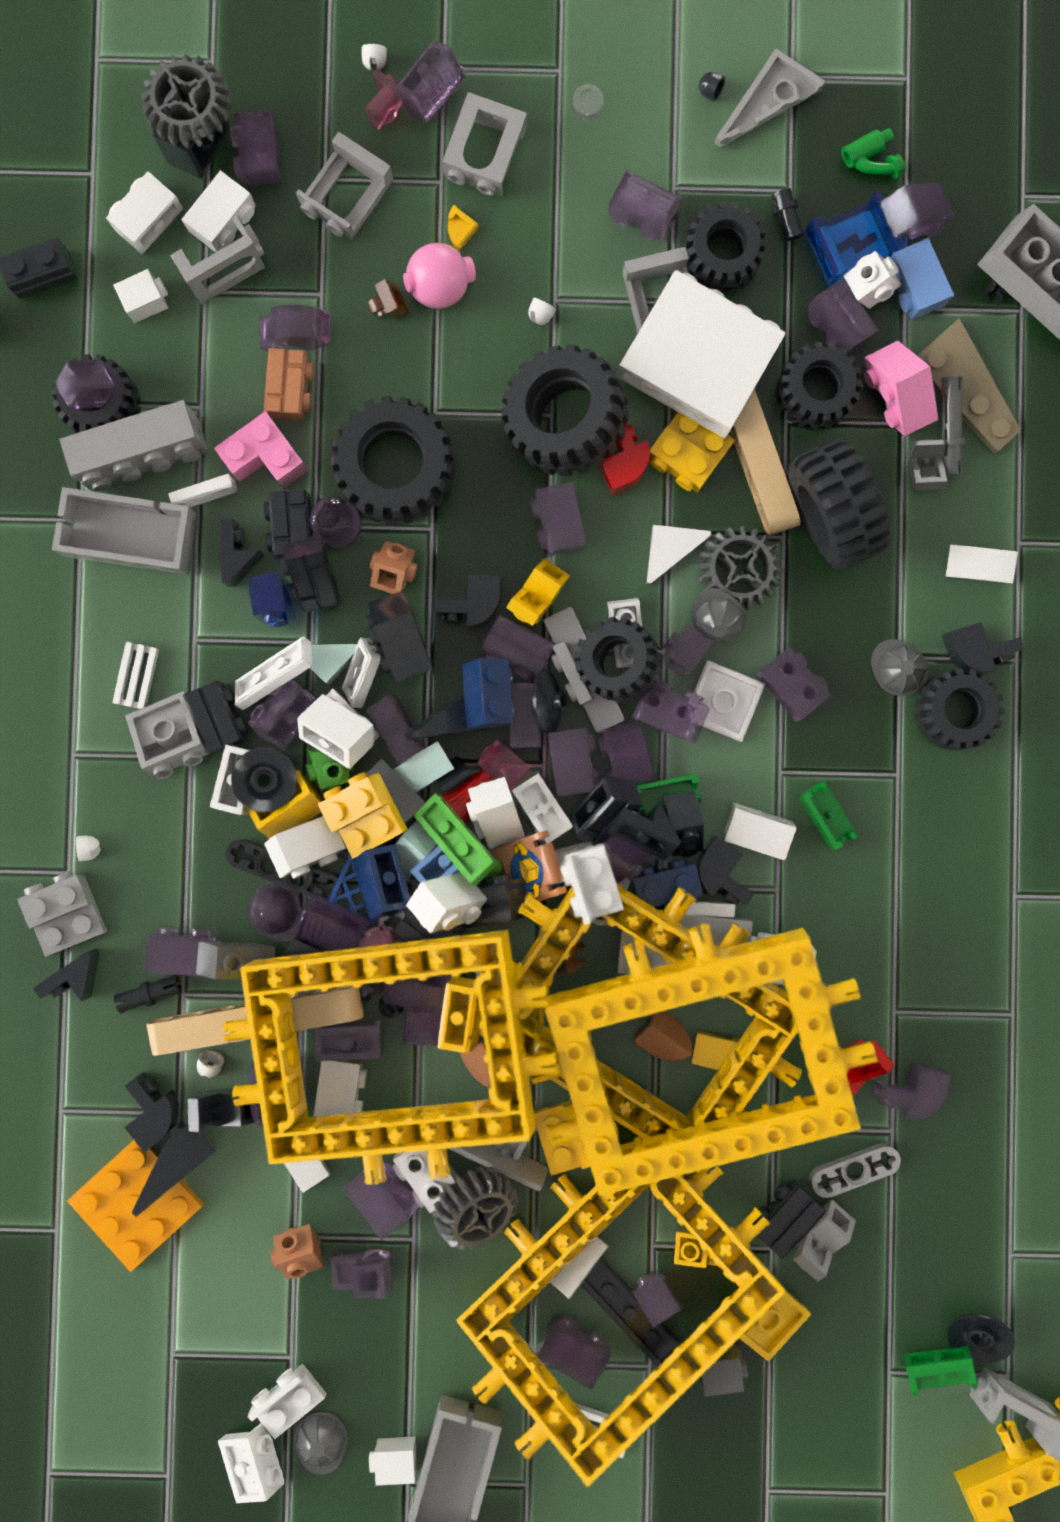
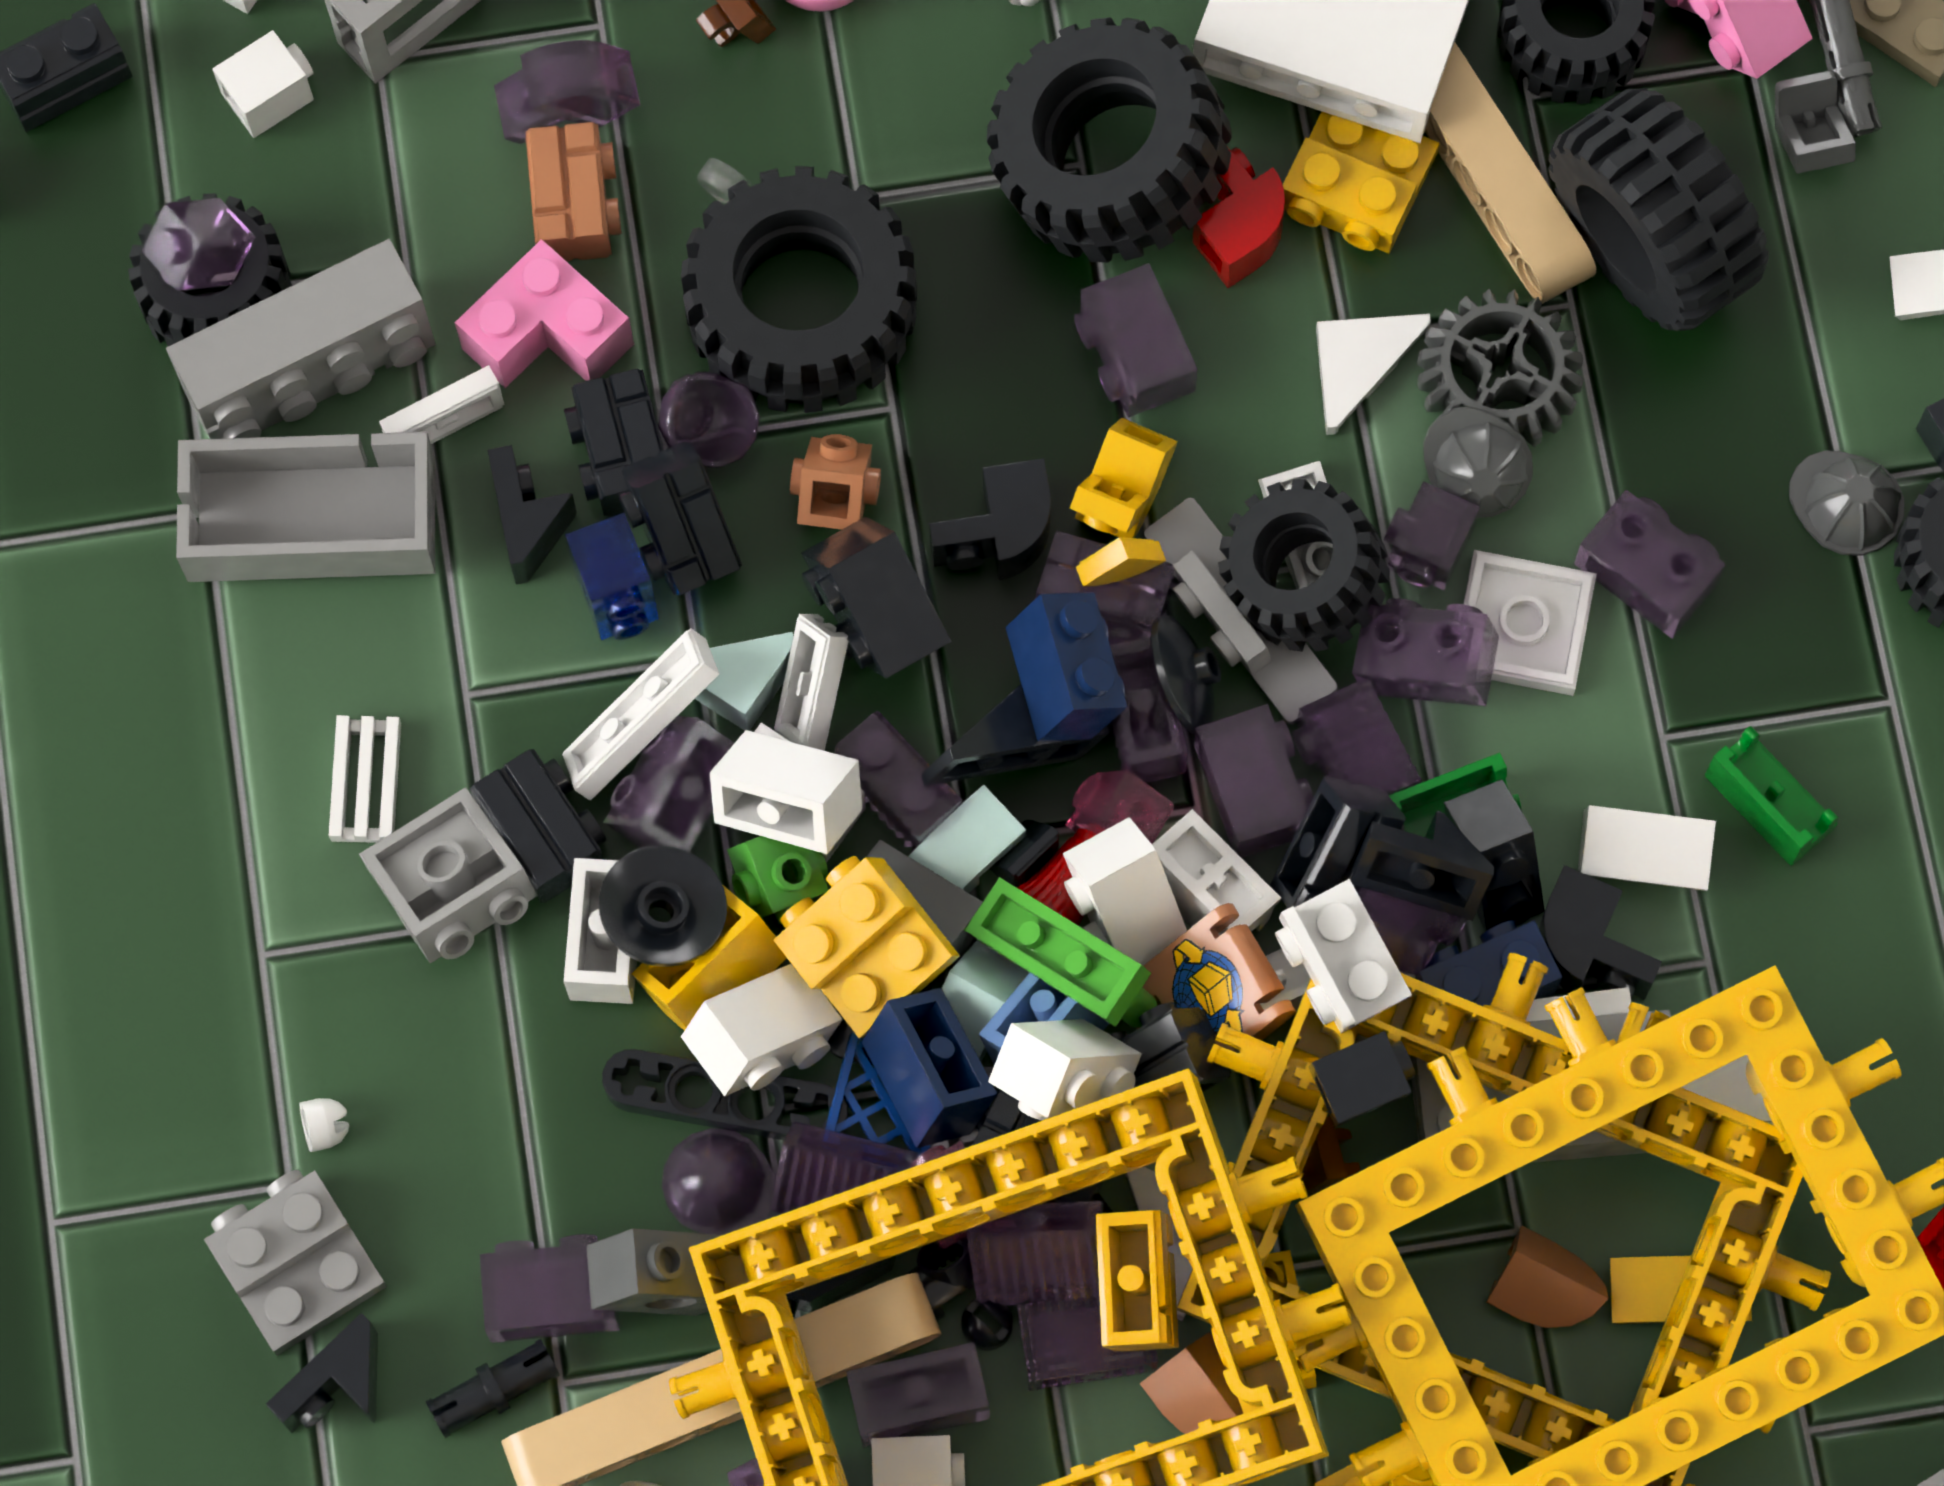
camera: 10 degrees left, 15 degrees down
(366, 393) = (718, 177): none -> clear tile
(526, 640) = (1120, 561): none -> yellow tile
(590, 946) = (1363, 1077): none -> black brick

